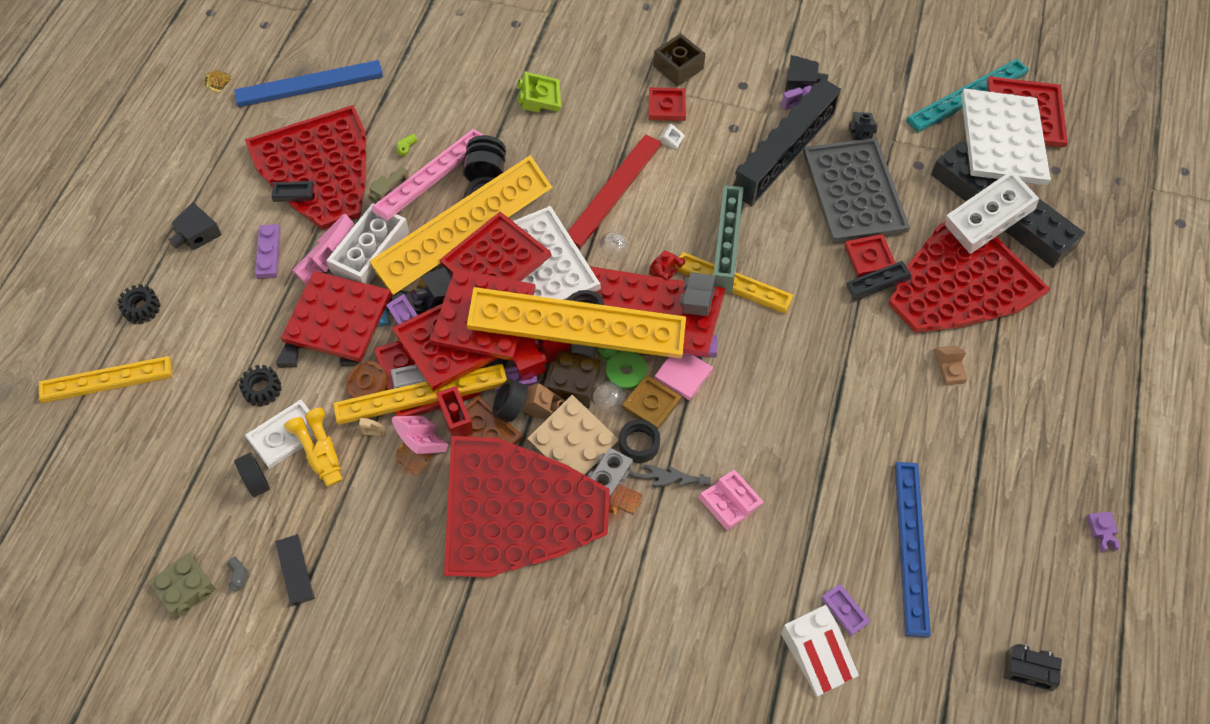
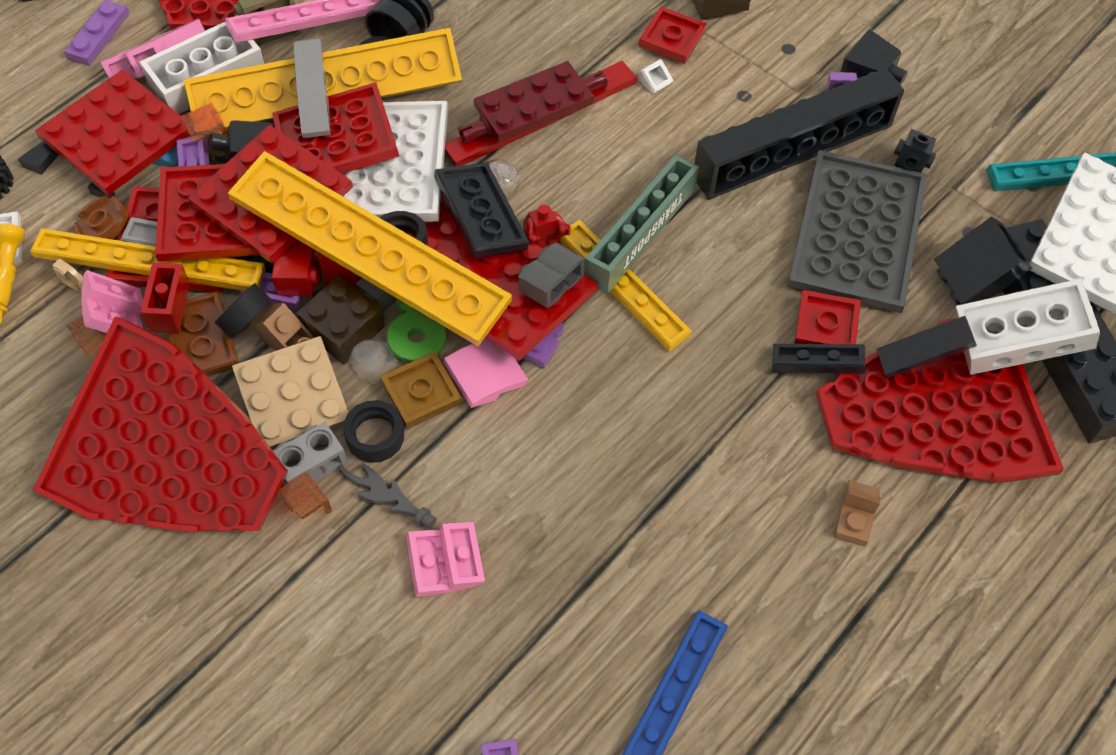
camera: 25 degrees right, 0 degrees up
(402, 285) = (203, 122): none -> clear orange panel
(464, 232) = (311, 88): none -> light grey slope
(608, 185) = (532, 102): none -> dark red plate
(625, 270) = (481, 210): none -> black tile
(941, 247) = (926, 347): none -> black tile
(942, 183) = (982, 263): none -> black brick

